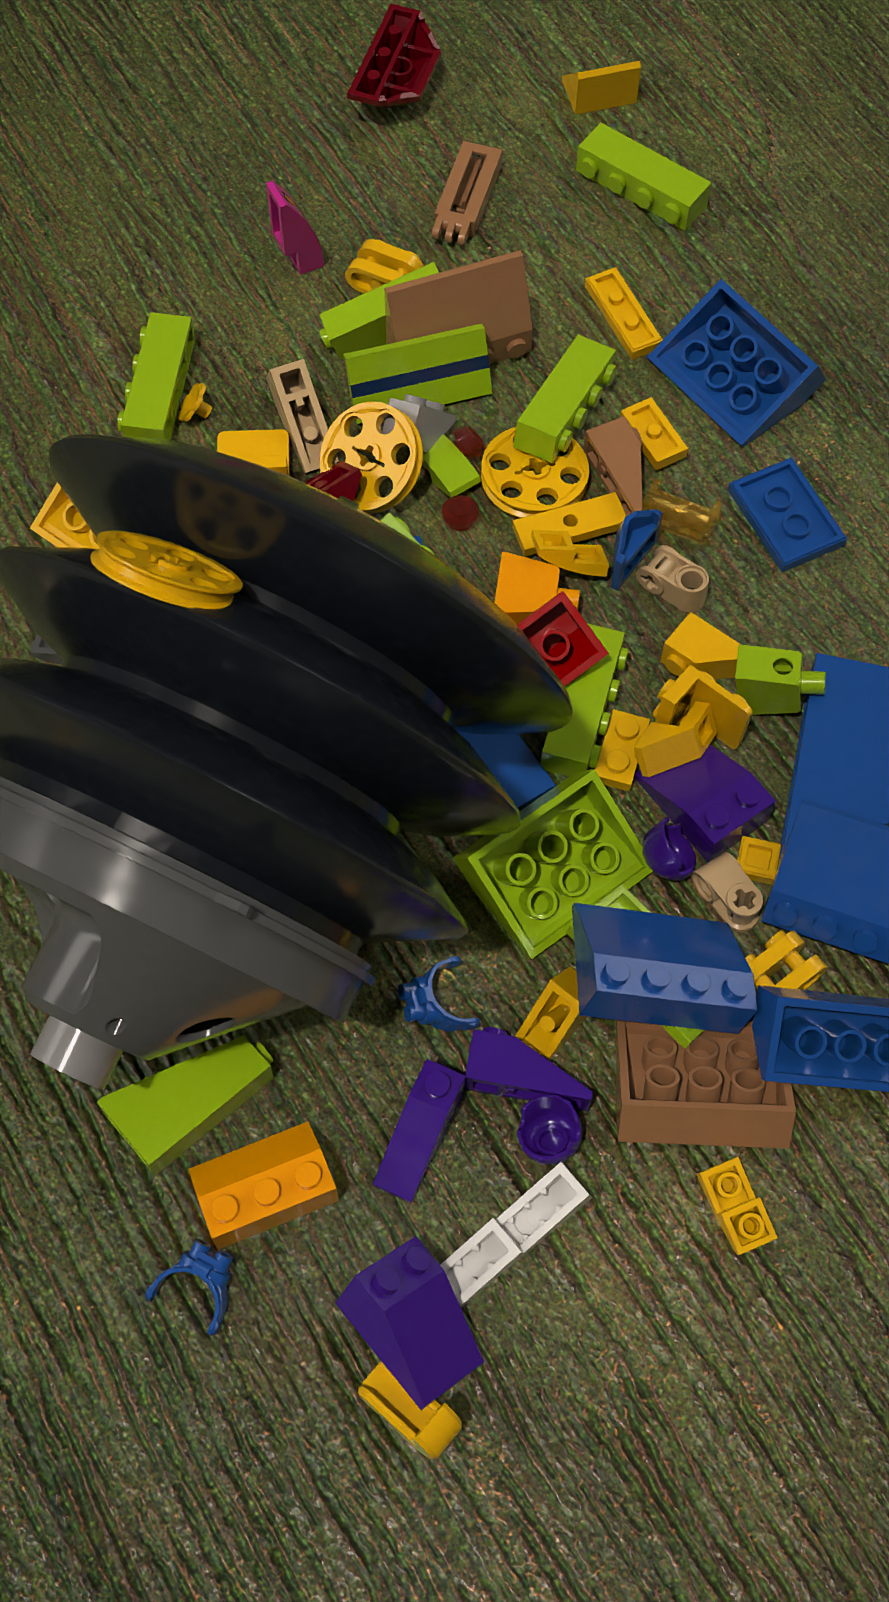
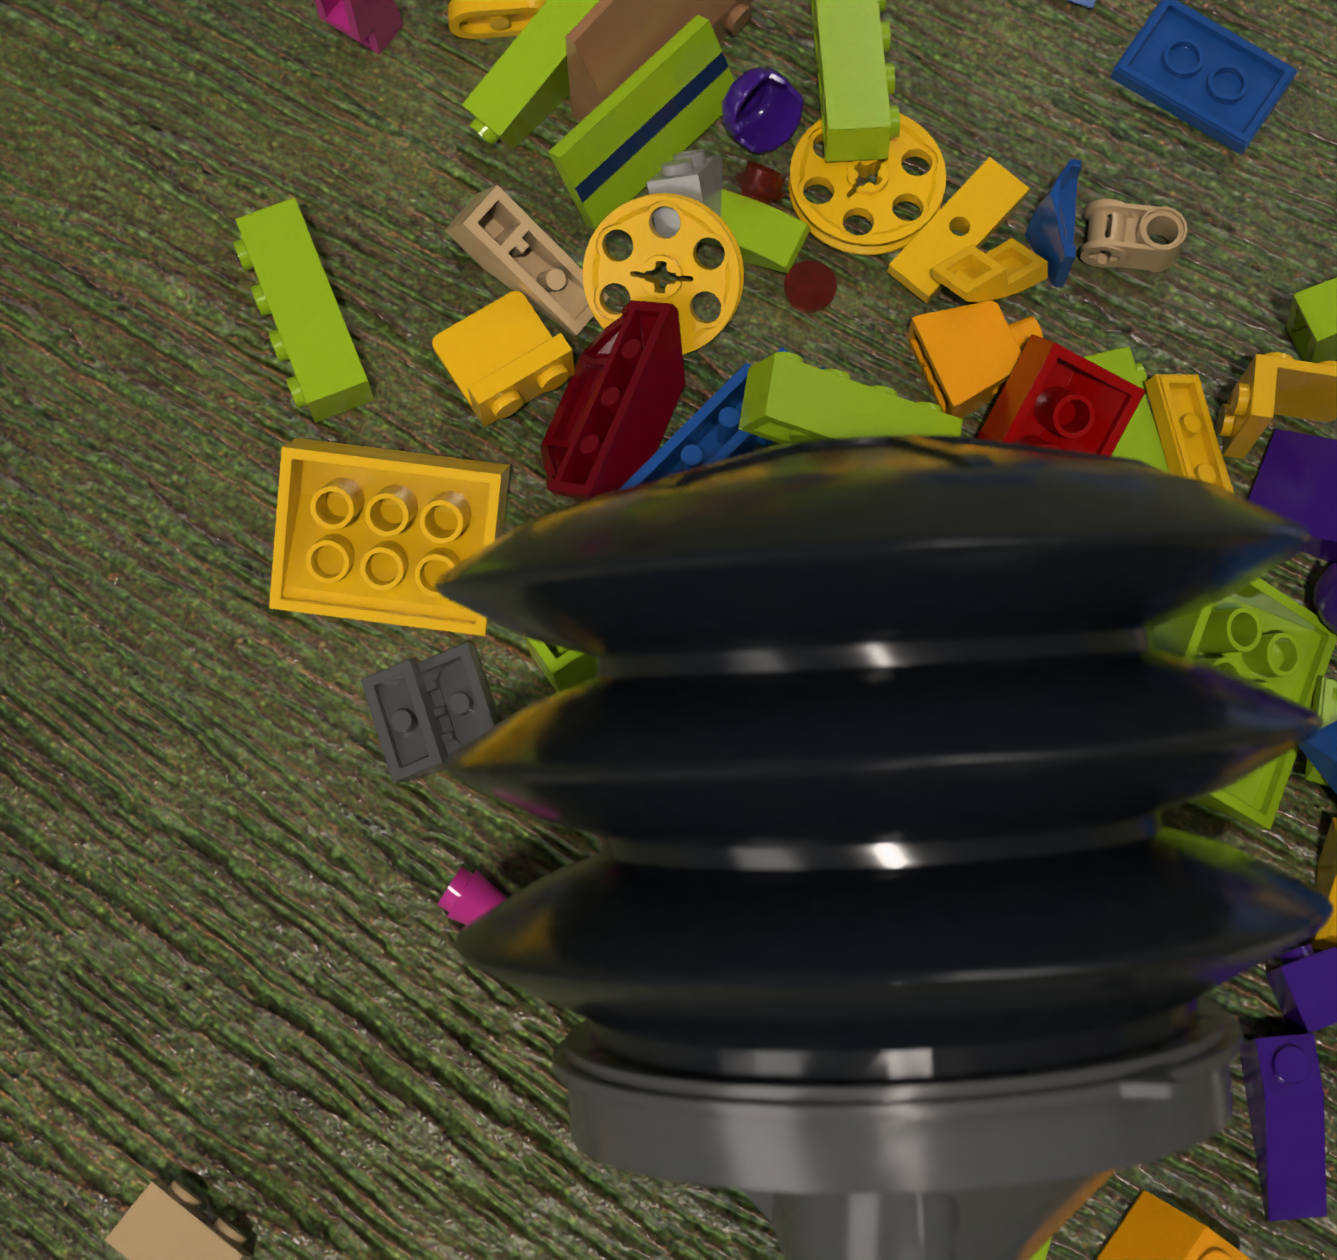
camera: 30 degrees left, 10 degrees up
(165, 570) = (807, 687): yellow wedge -> none
(193, 404) = (370, 316): yellow plant -> none
(495, 401) = (762, 109): none -> dark purple hair
(616, 459) = (969, 116): medium nougat slope -> none
(622, 712) = (1186, 428): none -> yellow tile
(659, 439) = (981, 49): yellow plate -> none
(670, 745) = (1272, 466): yellow slope -> none
(683, 516) = (1098, 141): clear yellow hinge -> none
(702, 647) = (1225, 316): yellow slope -> none

